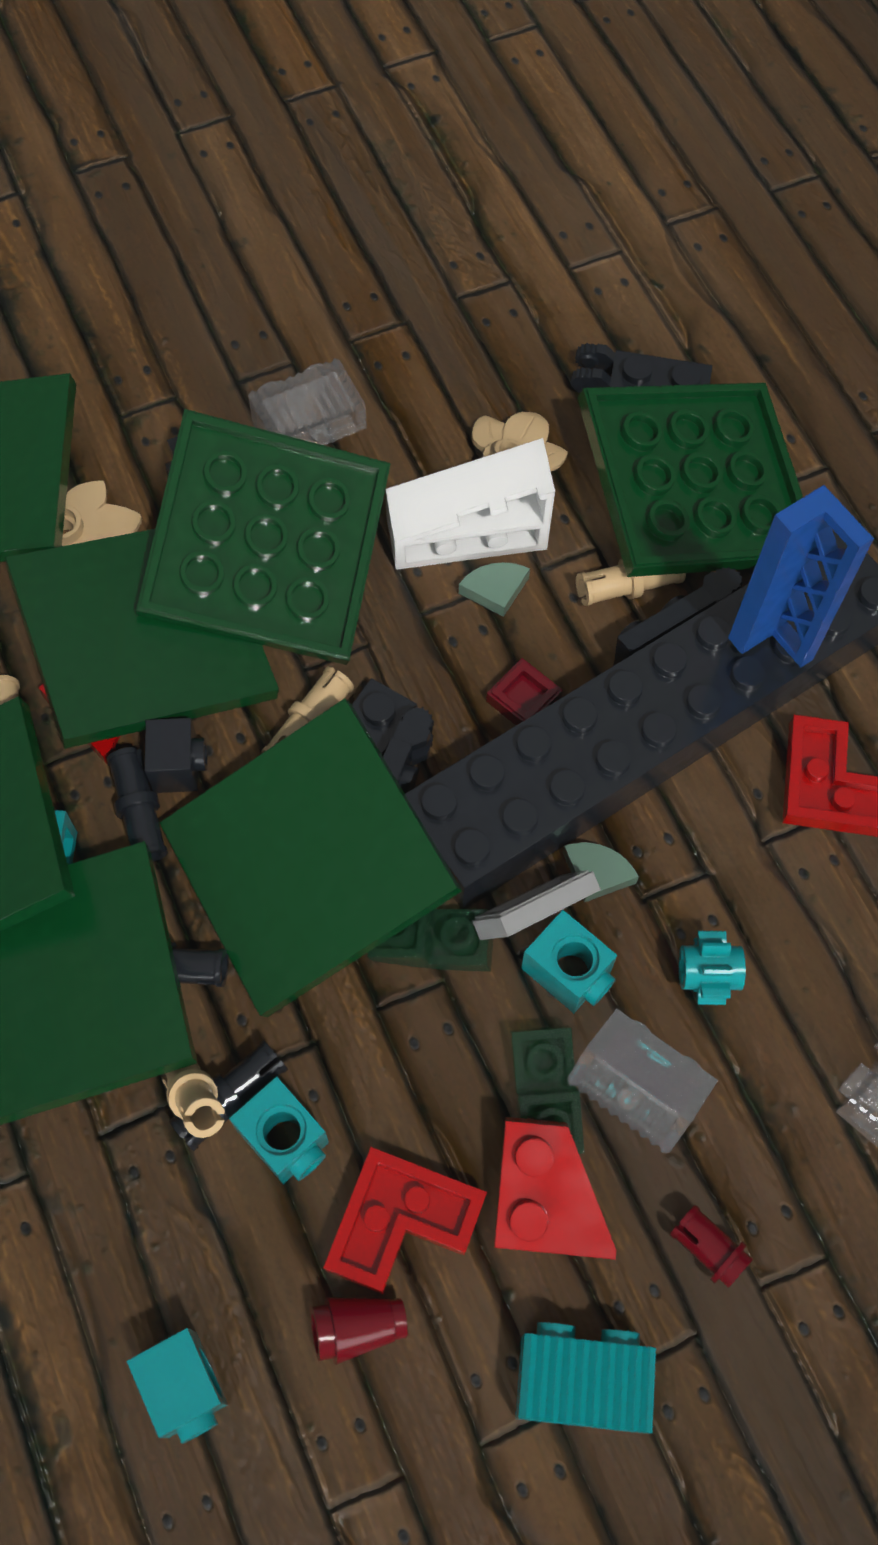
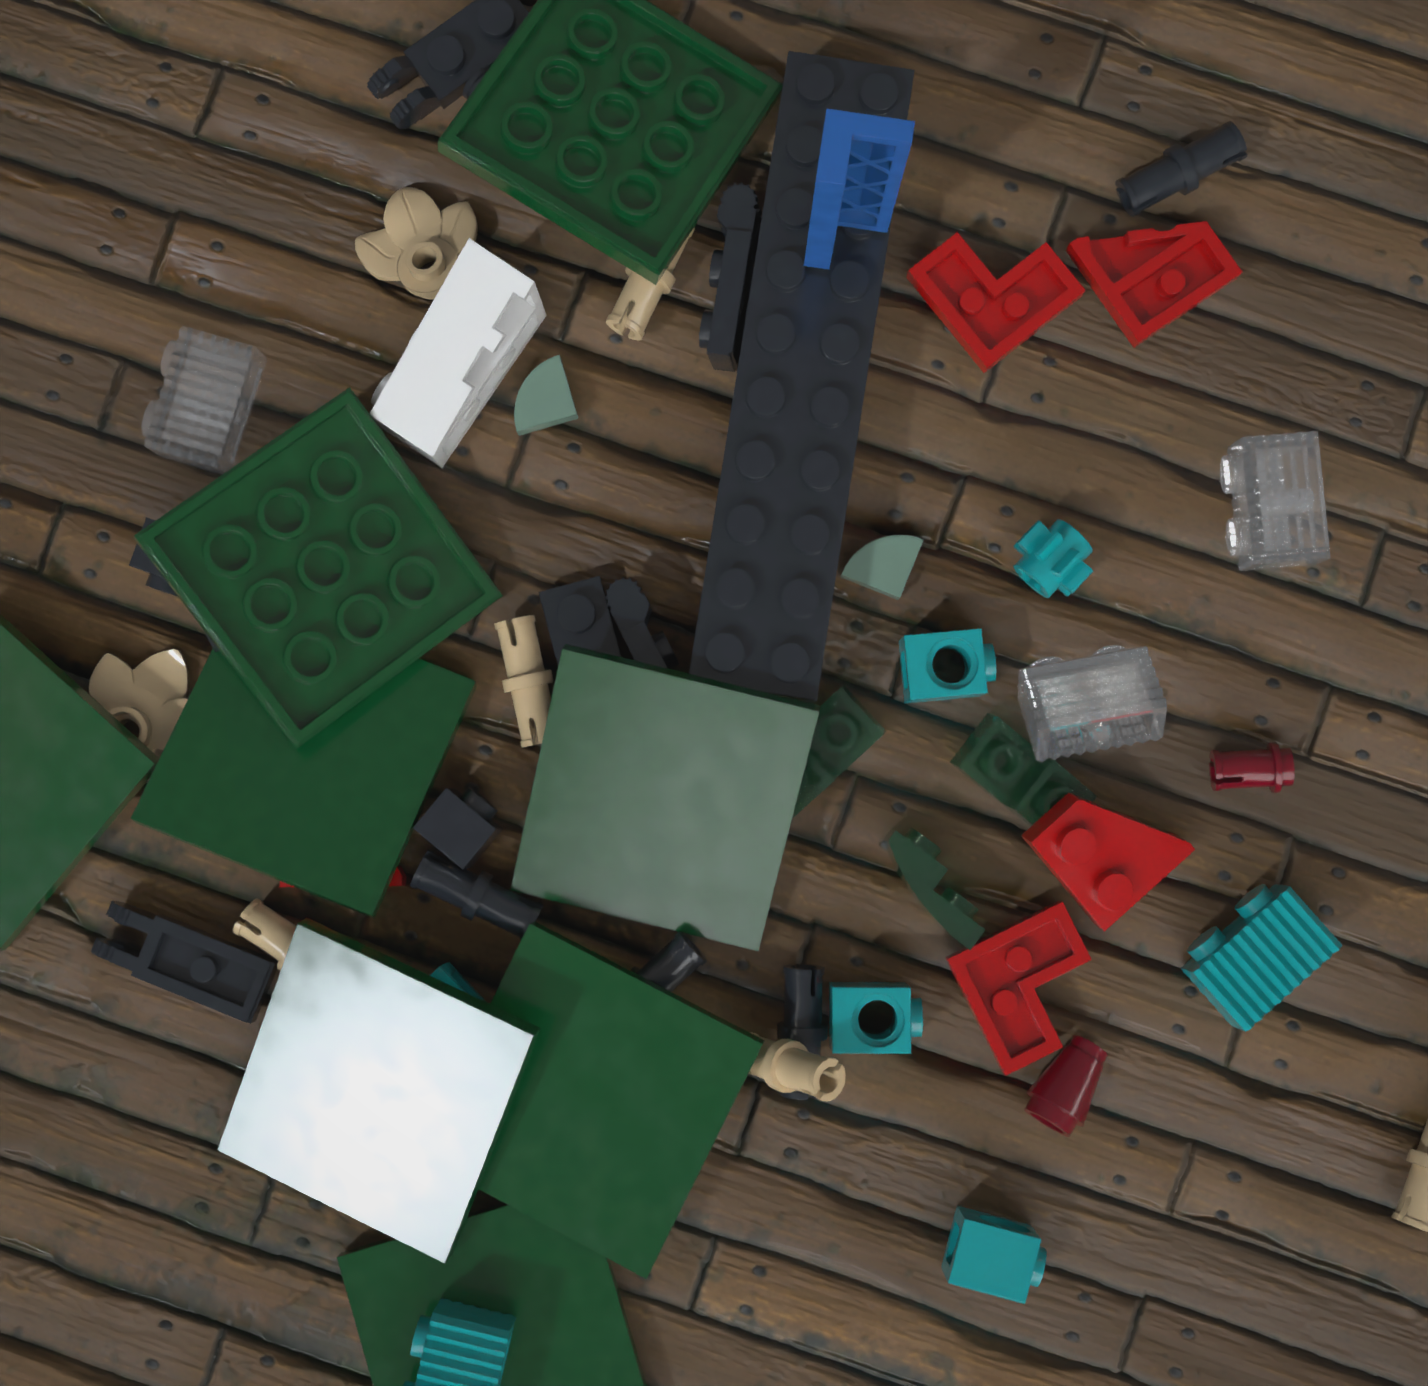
camera: 40 degrees left, 20 degrees up
(413, 1077) = (920, 872): none -> clear green slope
(523, 692) = (672, 474): dark red tile -> none
(535, 905) = (877, 651): light grey tile -> none

